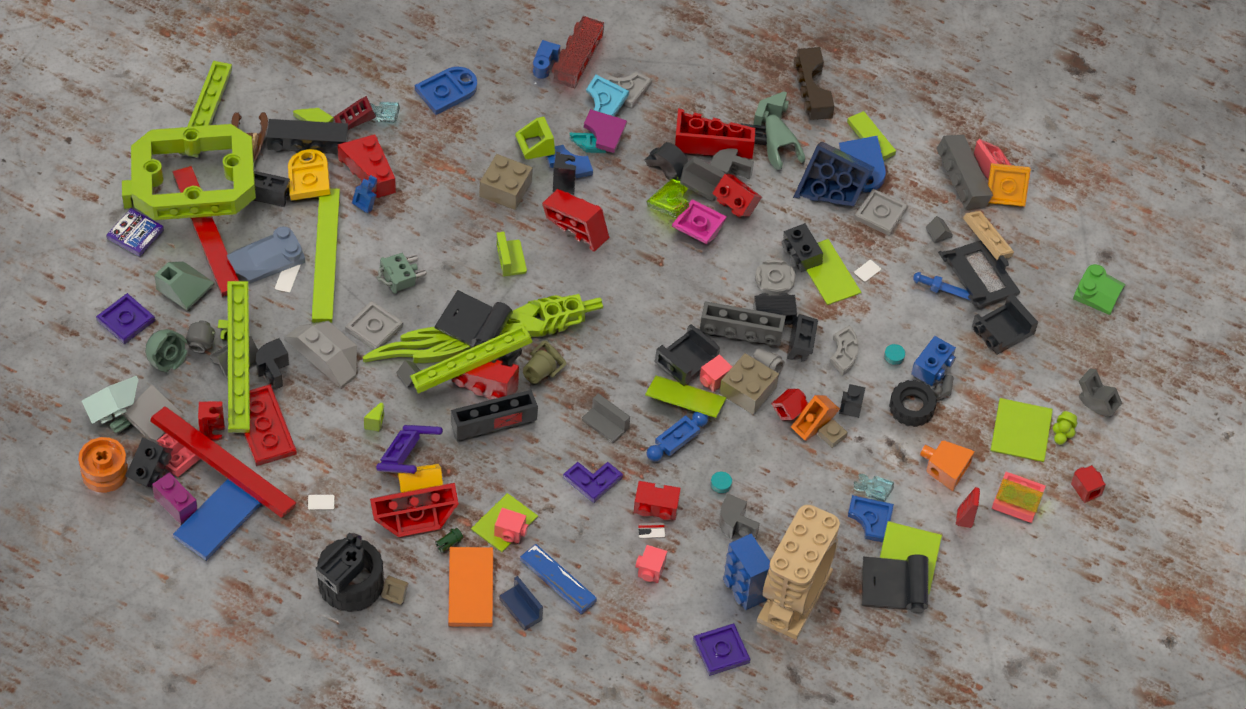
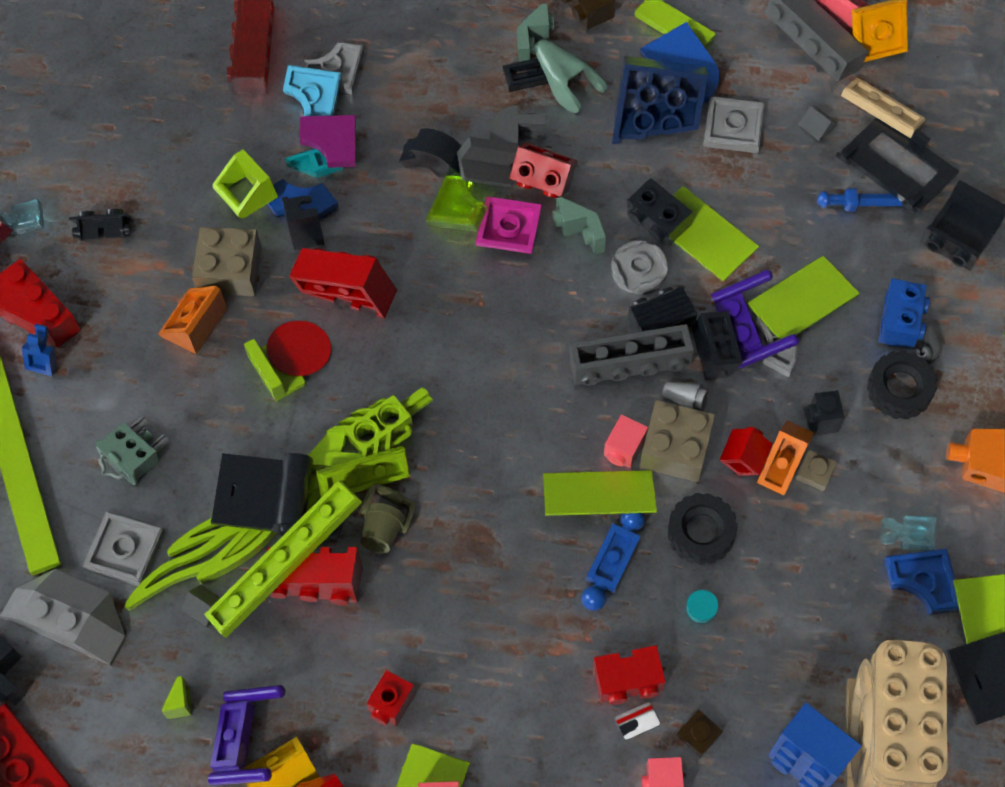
camera: 15 degrees left, 10 degrees up
(426, 129) = (112, 222): none -> black hinge
(447, 88) = (95, 154): blue tile -> none
(472, 209) = (194, 318): none -> orange slope
(494, 415) = (347, 630): black brick -> none
(504, 462) = (390, 699): none -> red brick
(530, 249) = (298, 348): none -> red sticker
(539, 331) = (366, 471): none -> lime tile
(546, 53) = (210, 59): blue leg -> none
(592, 485) = (525, 682): dark purple tile -> none
(607, 419) = (505, 570): dark grey panel -> none
(686, 549) = (699, 733): none -> dark brown plate
(687, 355) = (576, 428): black panel -> none
(710, 136) = (475, 99): red wedge -> none
(733, 518) = (742, 662): dark grey brick -> none
(738, 453) = (702, 505): none -> black tyre
(746, 234) = (578, 219): none -> sand green slope
(825, 332) = (746, 333): none -> dark purple plate
(867, 270) = (752, 212): white sticker -> none
(873, 331) = (803, 298): none -> lime window
(894, 354) = (843, 321): teal tile -> none

